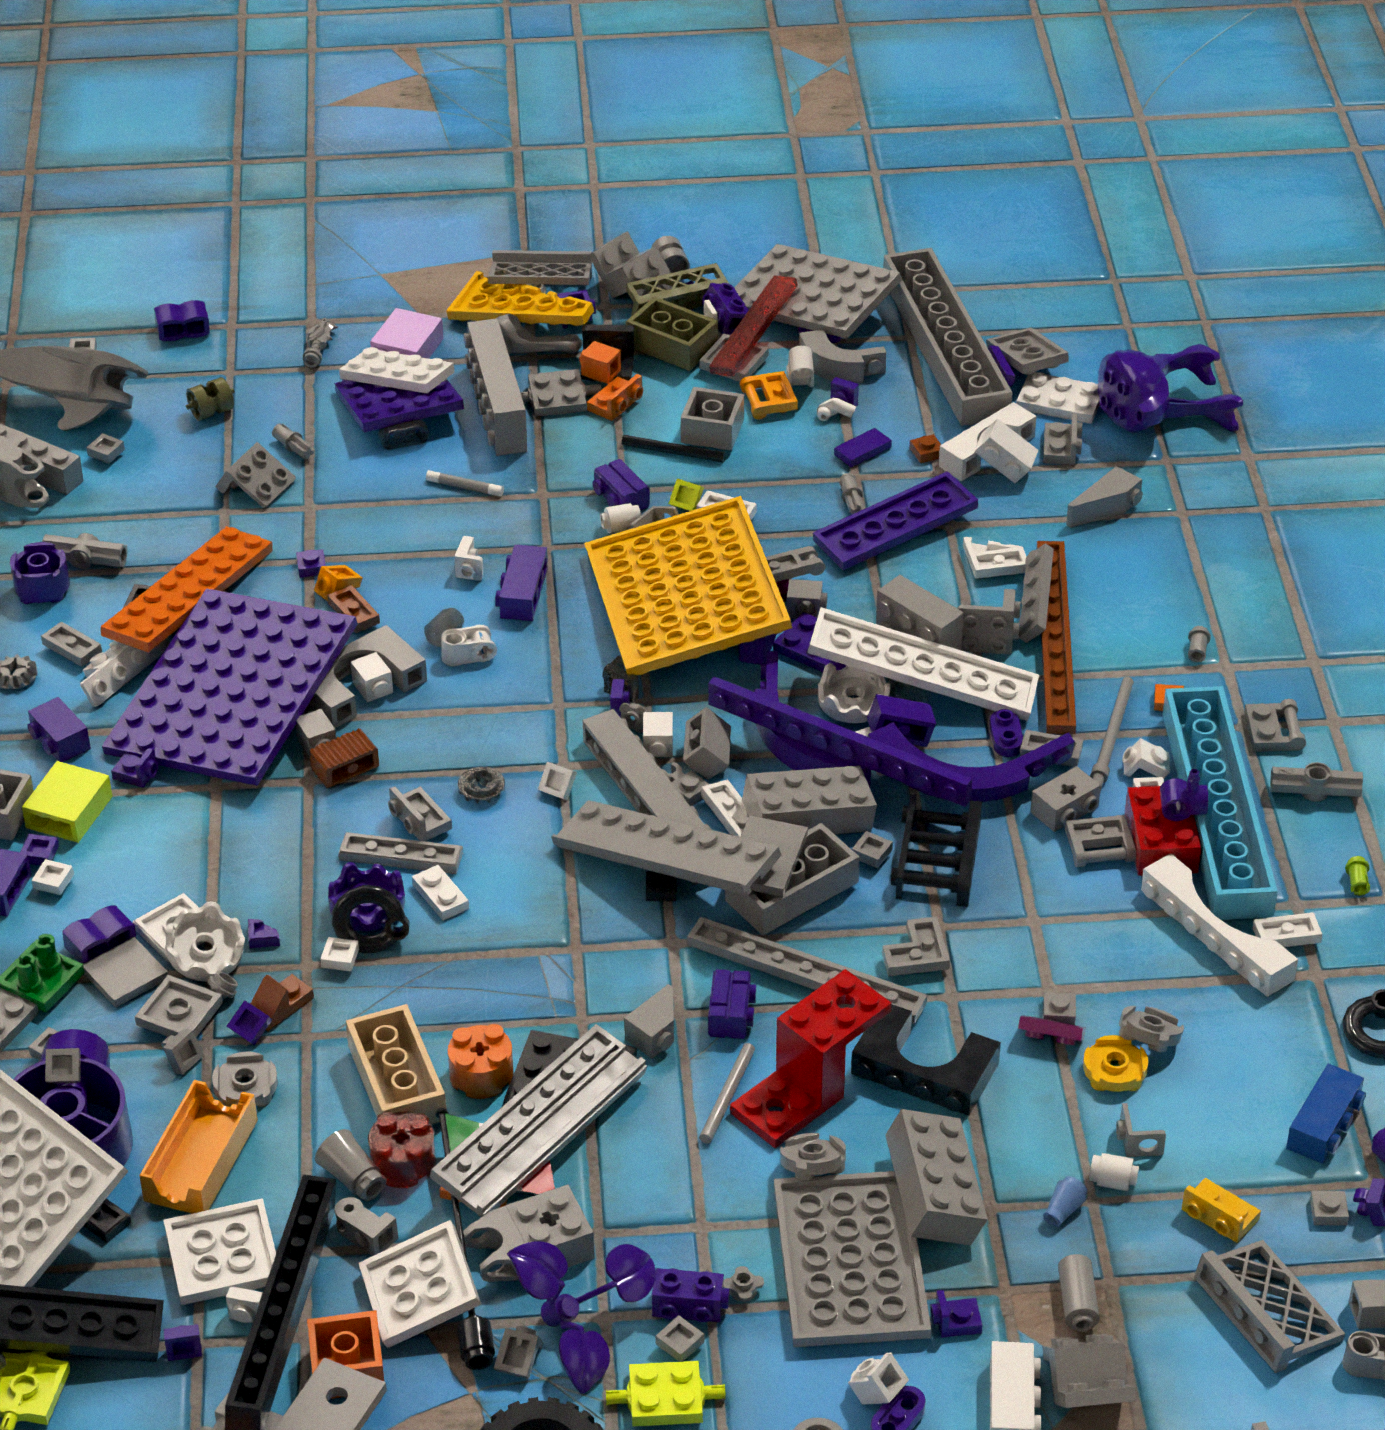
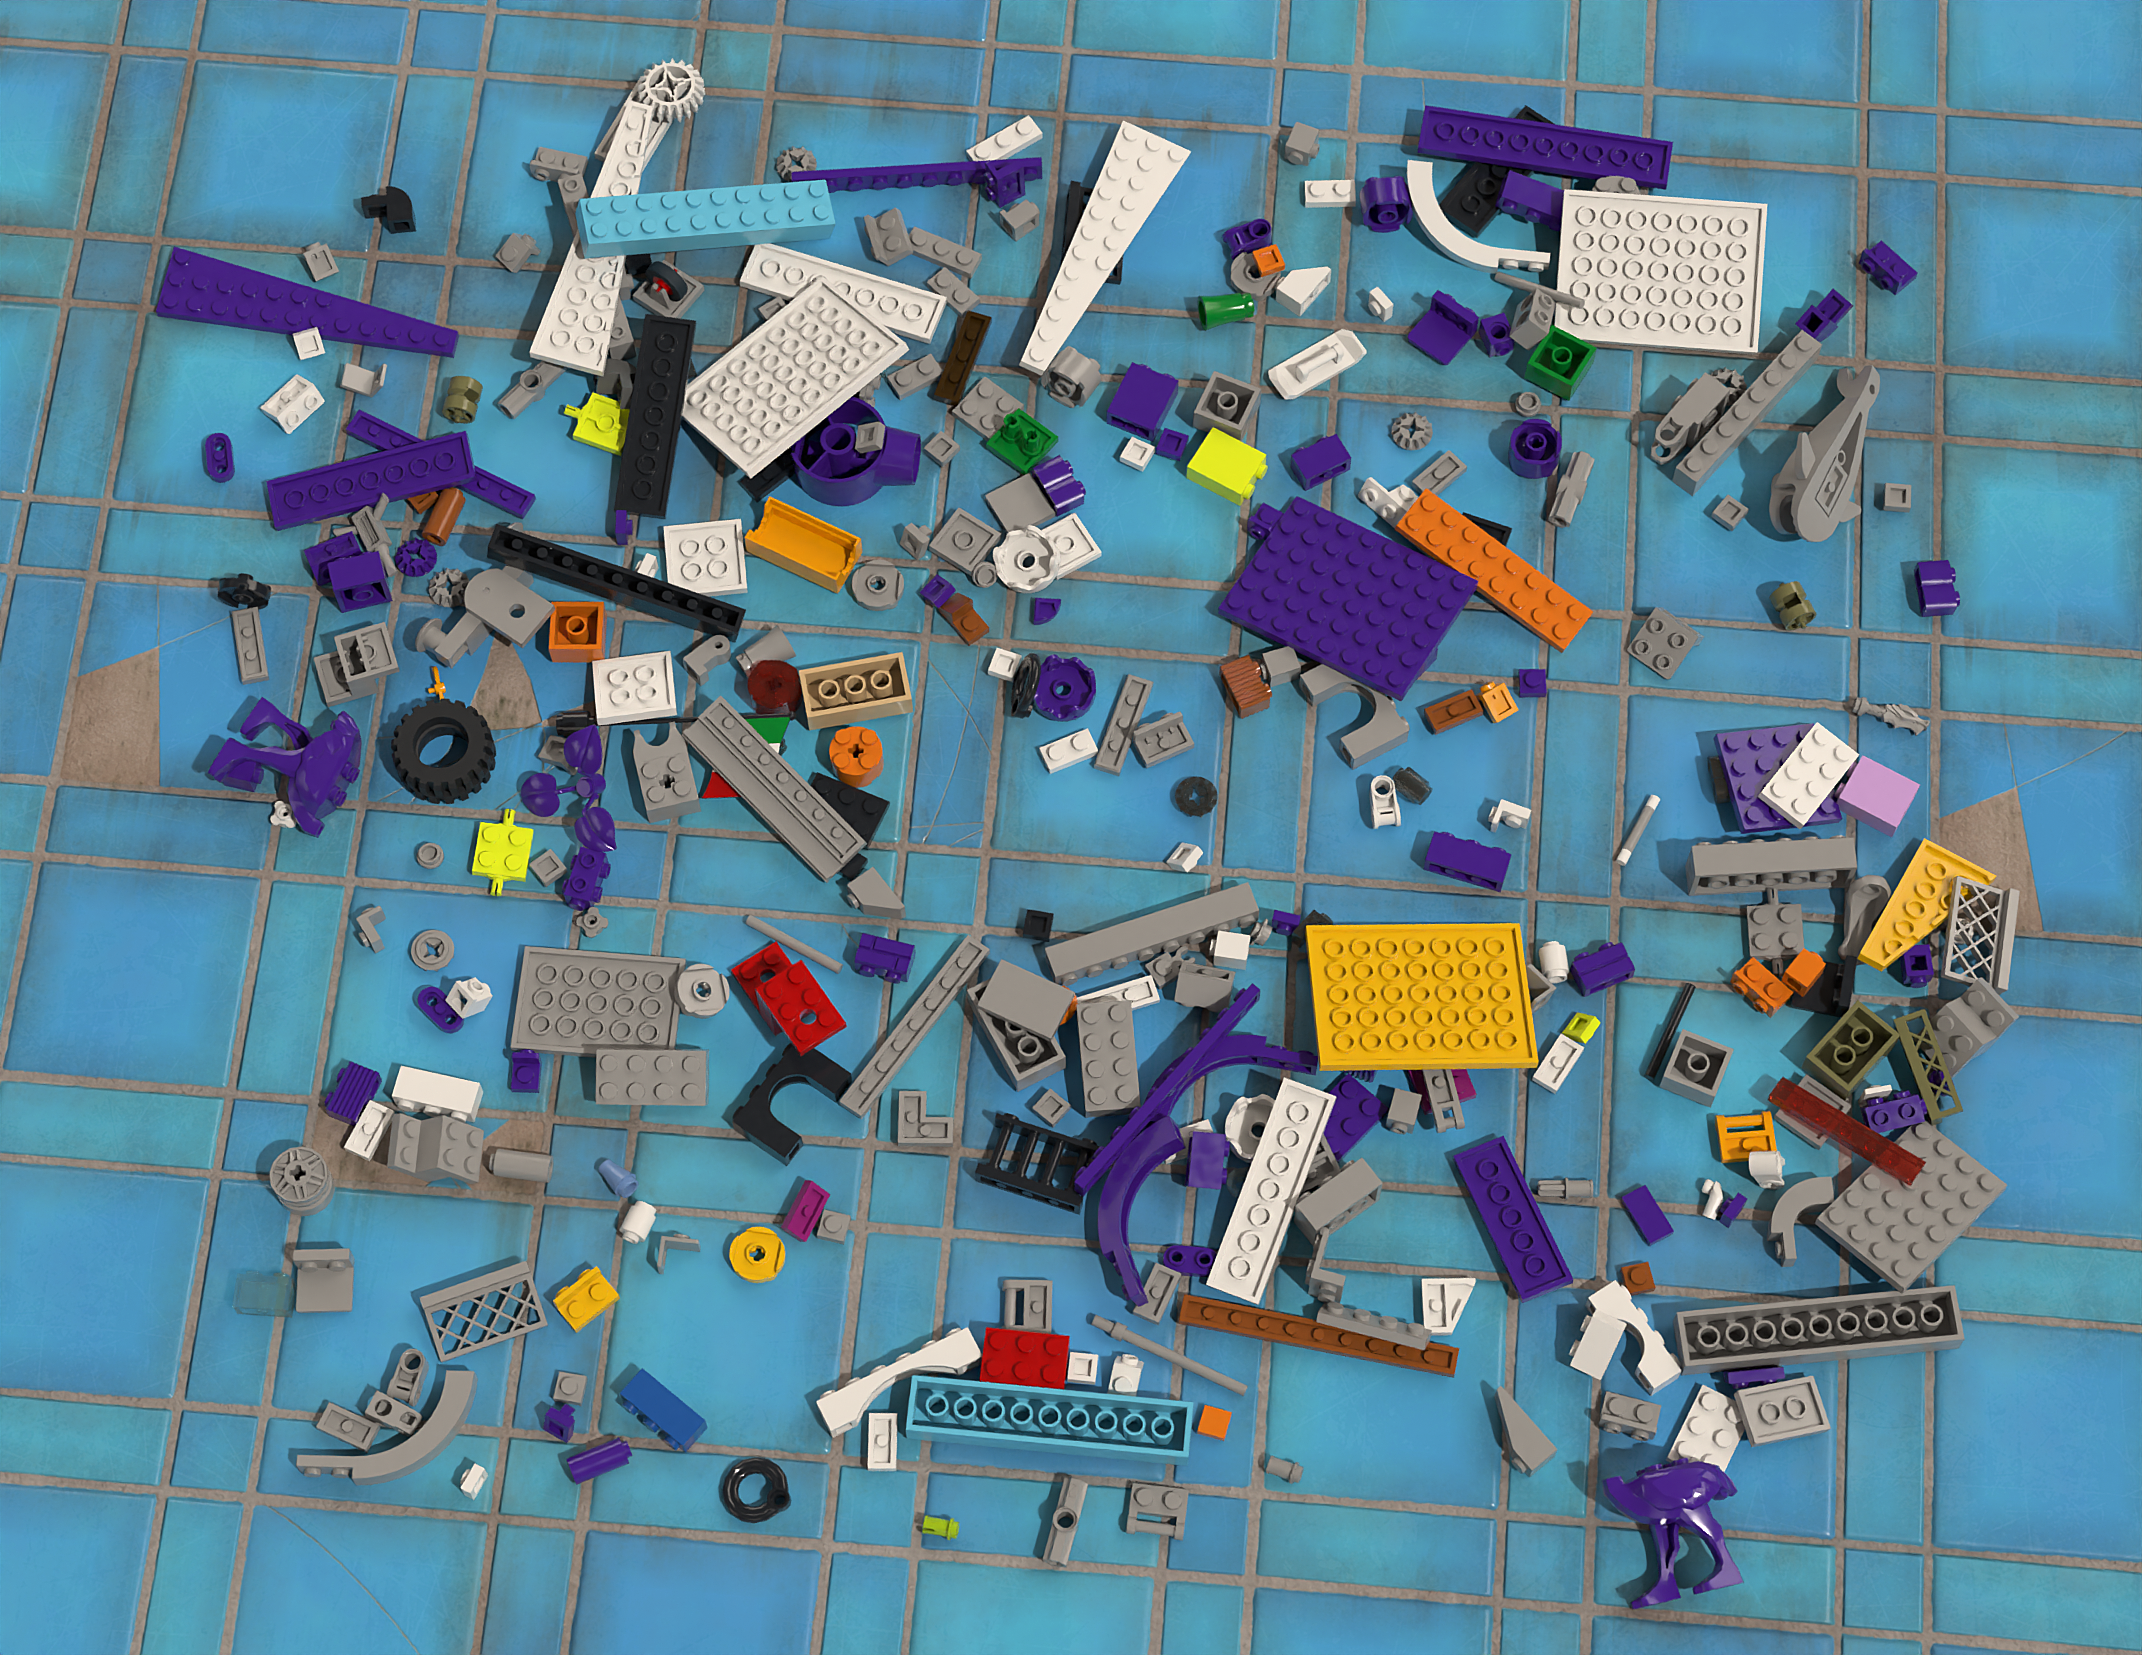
camera: 100 degrees right, 25 degrees up
(292, 441) = (1720, 679): light grey axle -> none
(371, 677) = (1349, 716): white brick -> none
(667, 847) = (1058, 923): light grey plate -> none
(672, 253) = (1987, 1075): light grey wheel -> none
(1065, 798) = (1082, 1273): light grey brick -> none
(1150, 1027) = (801, 1290): light grey plate -> none
(1184, 798) = (1023, 1370): dark purple piece -> none

